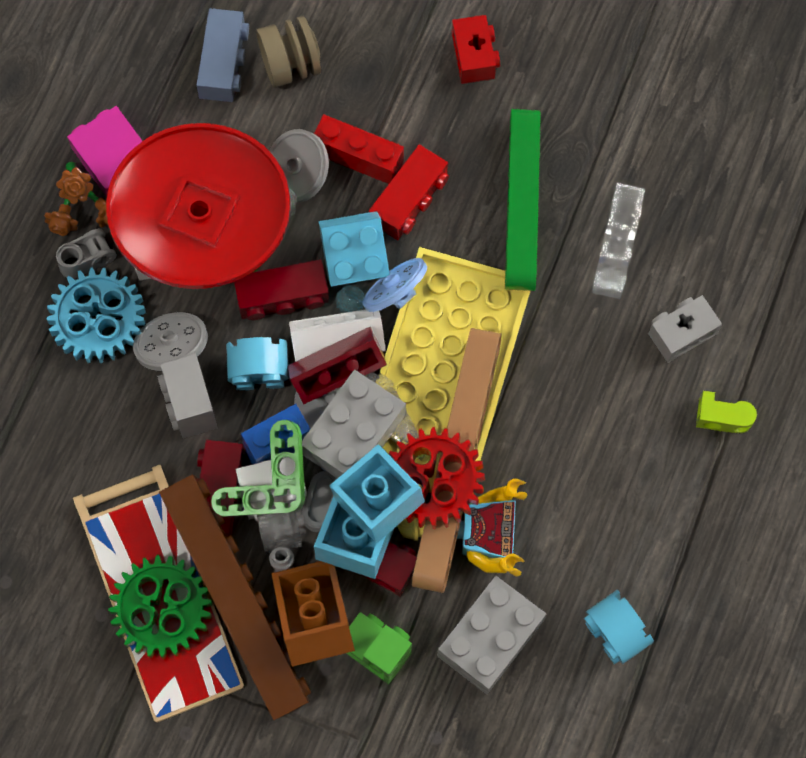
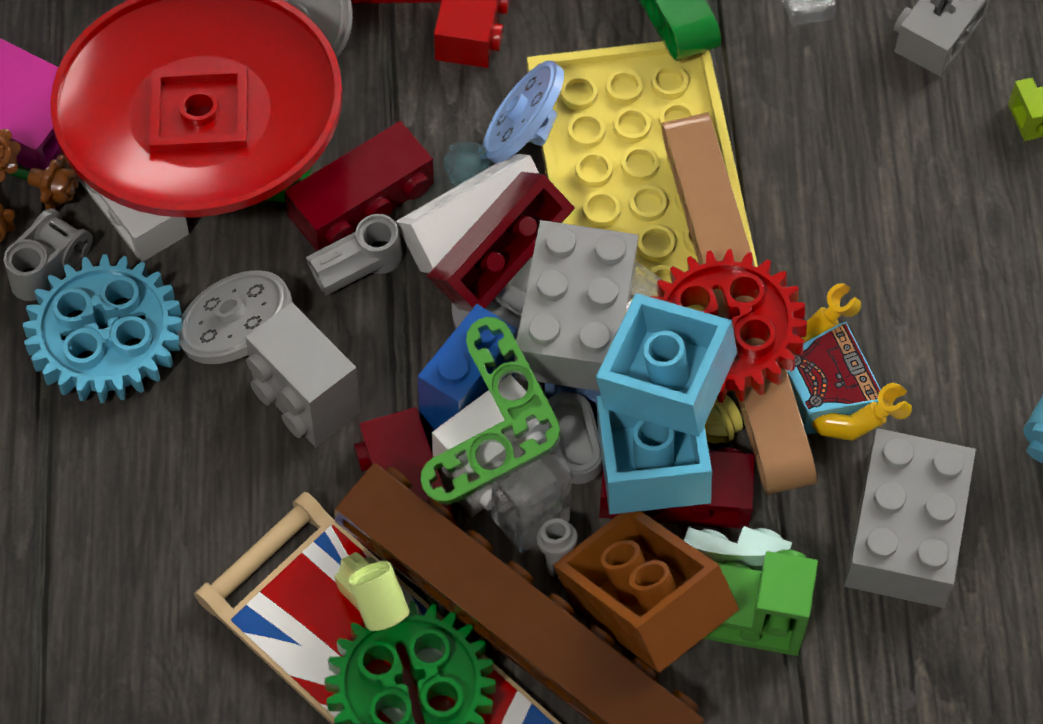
camera: 25 degrees left, 10 degrees down
(161, 545) = (372, 590): none -> yellowish green piece
(257, 362) = (379, 291): medium azure brick -> none
(258, 328) = (355, 257): none -> light grey piece
(354, 248) = (440, 87): medium azure brick -> none
(390, 613) = (749, 549): none -> light aqua slope

